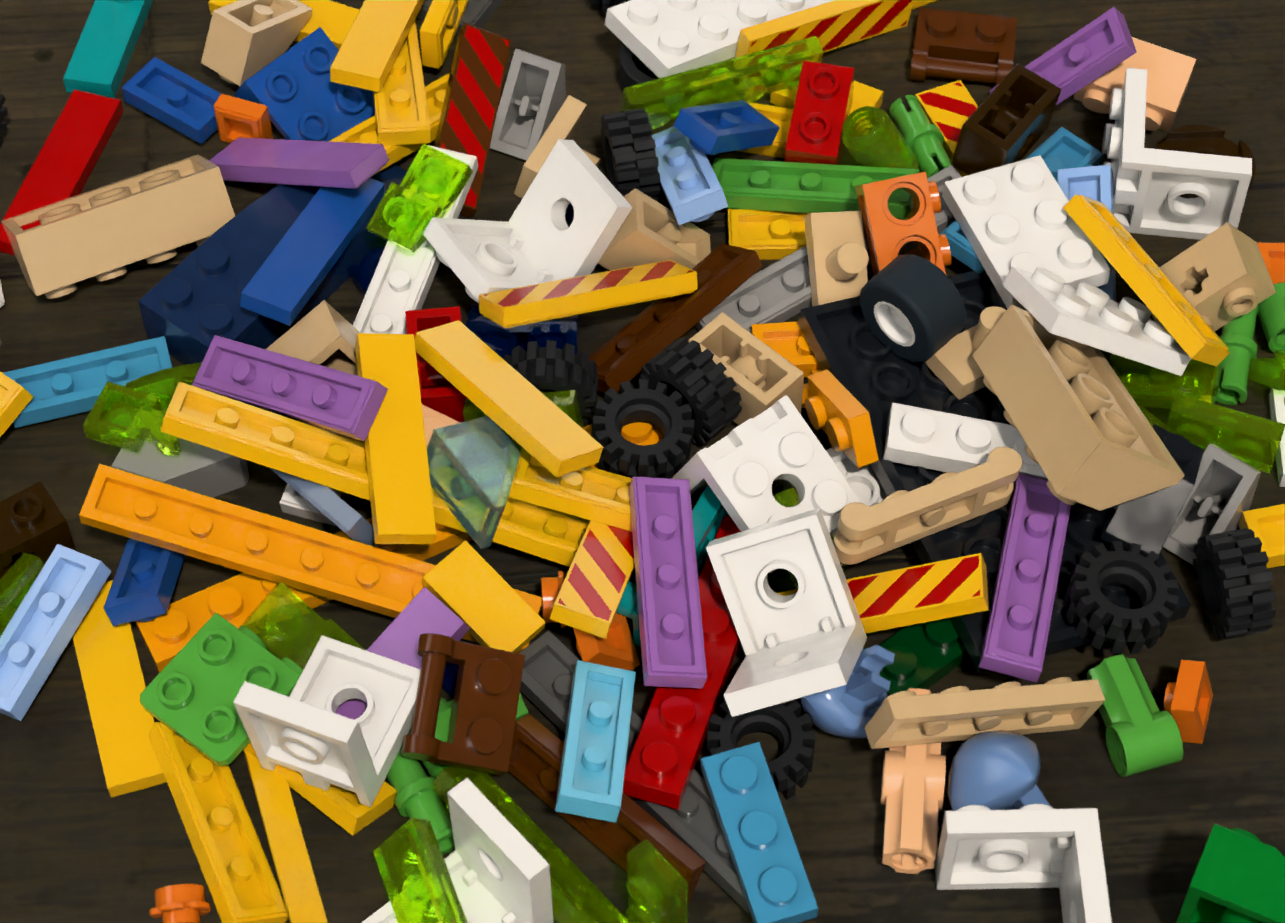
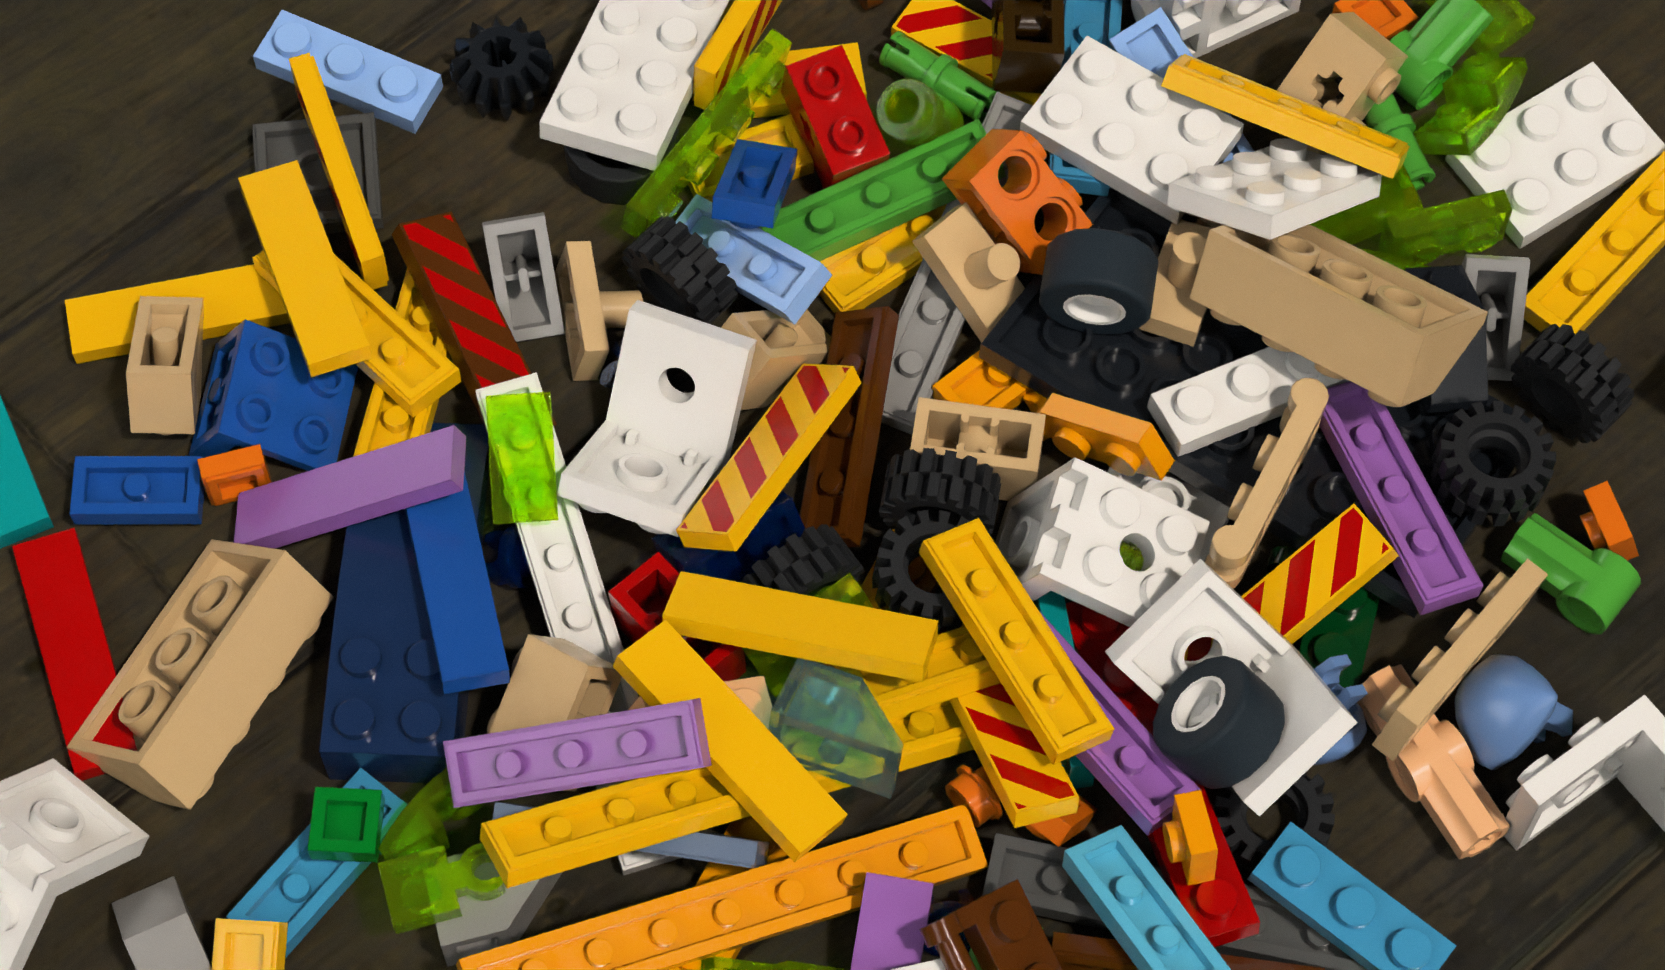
camera: 35 degrees left, 10 degrees up
(118, 355) = (346, 824): none -> green plate
(483, 600) = (923, 848): yellow tile -> none
(650, 497) = (1016, 641): none -> yellow tile
(668, 699) = (1191, 838): none -> light orange plate
(753, 635) = (1218, 722): none -> black wheel

